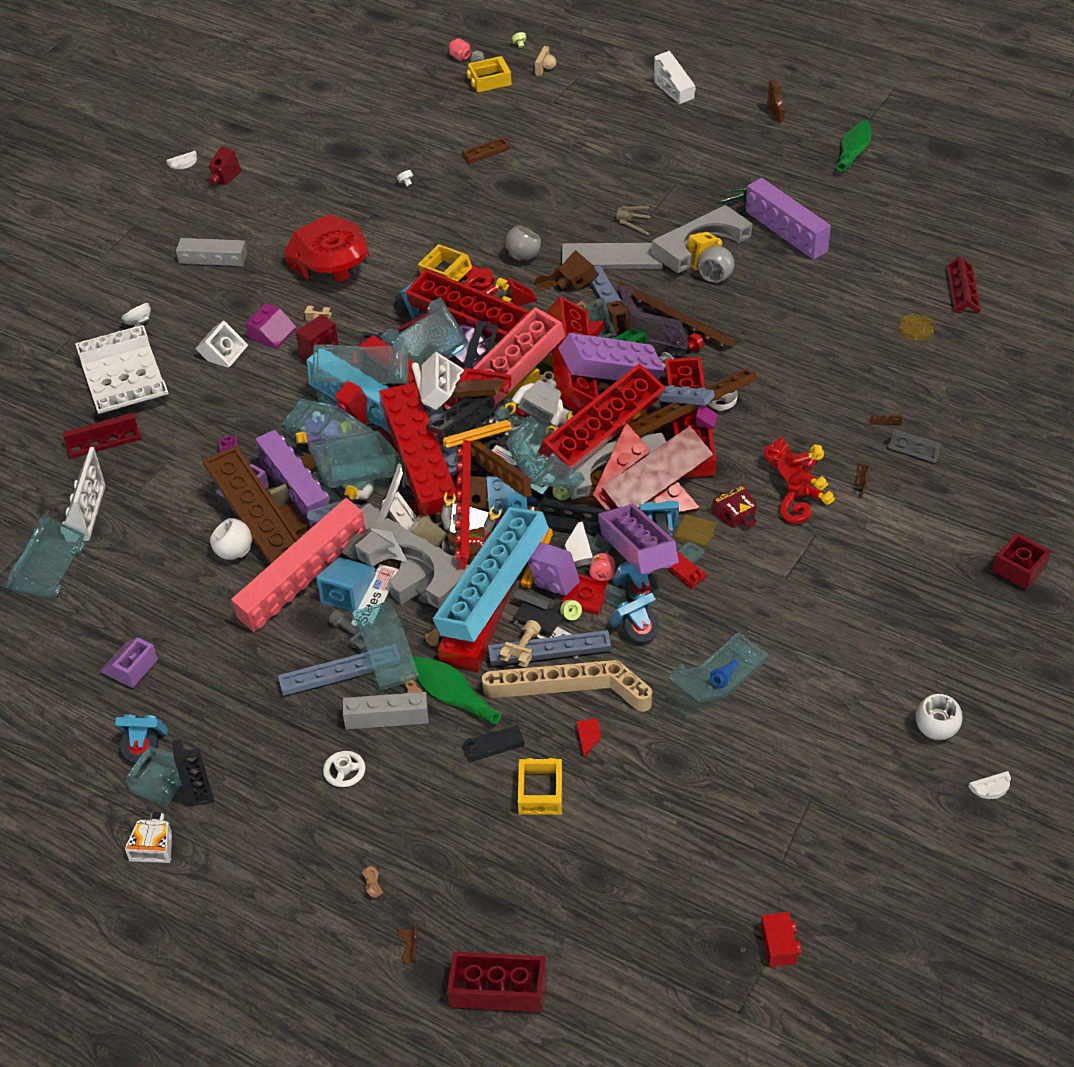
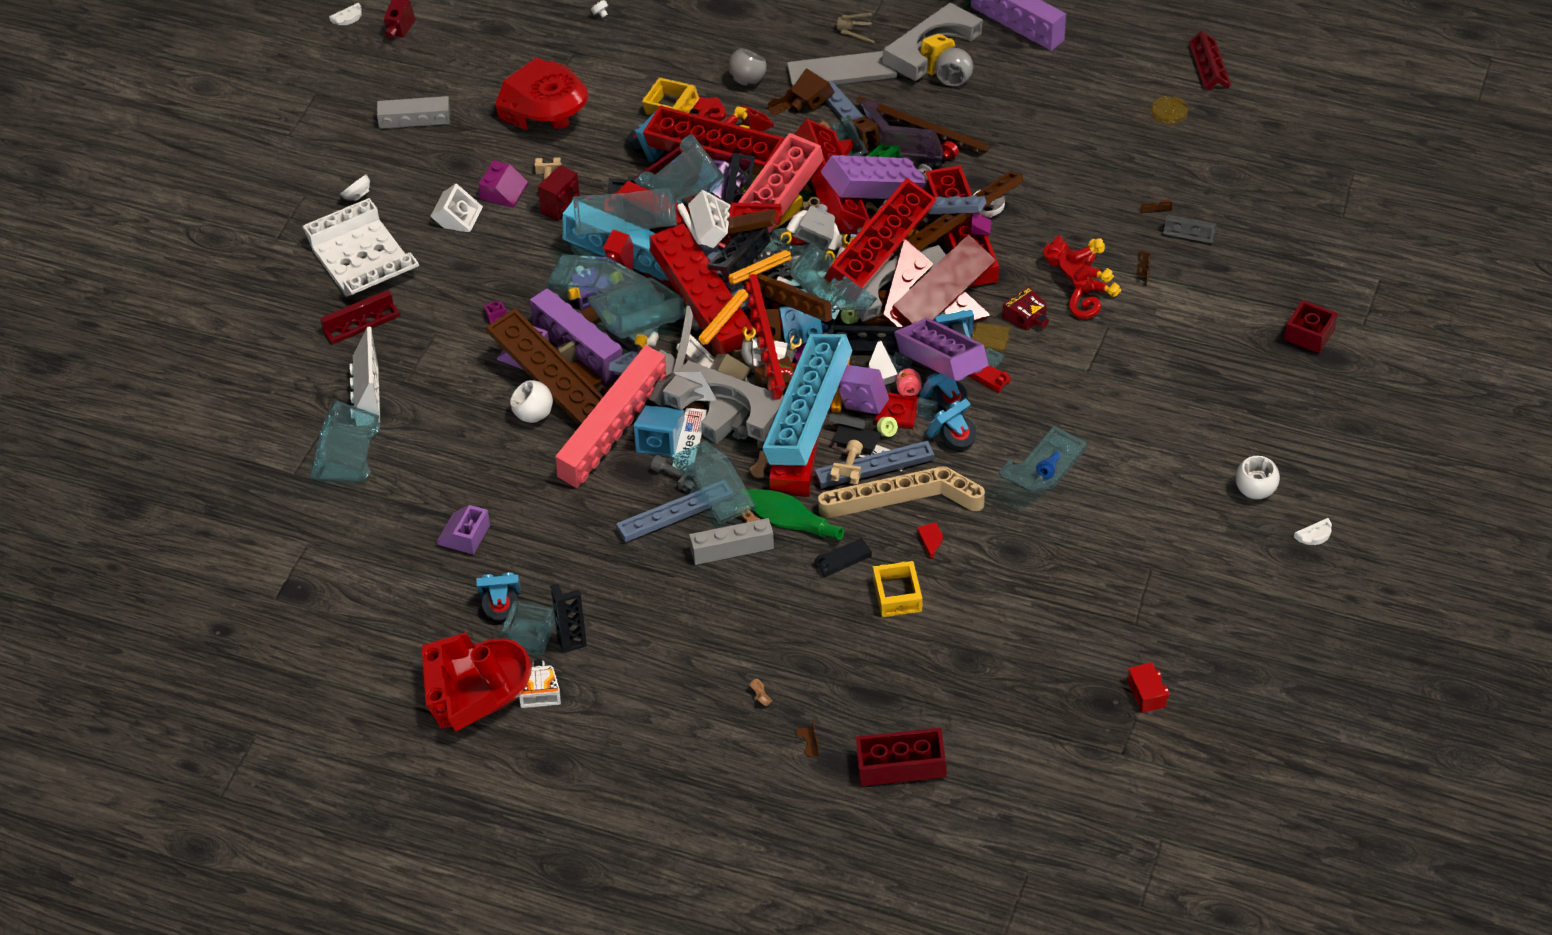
camera: 10 degrees left, 0 degrees up
(80, 825) = (472, 679): none -> red animal
(344, 765) = (704, 594): white piece -> none
(427, 479) = (725, 314): none -> light orange axle

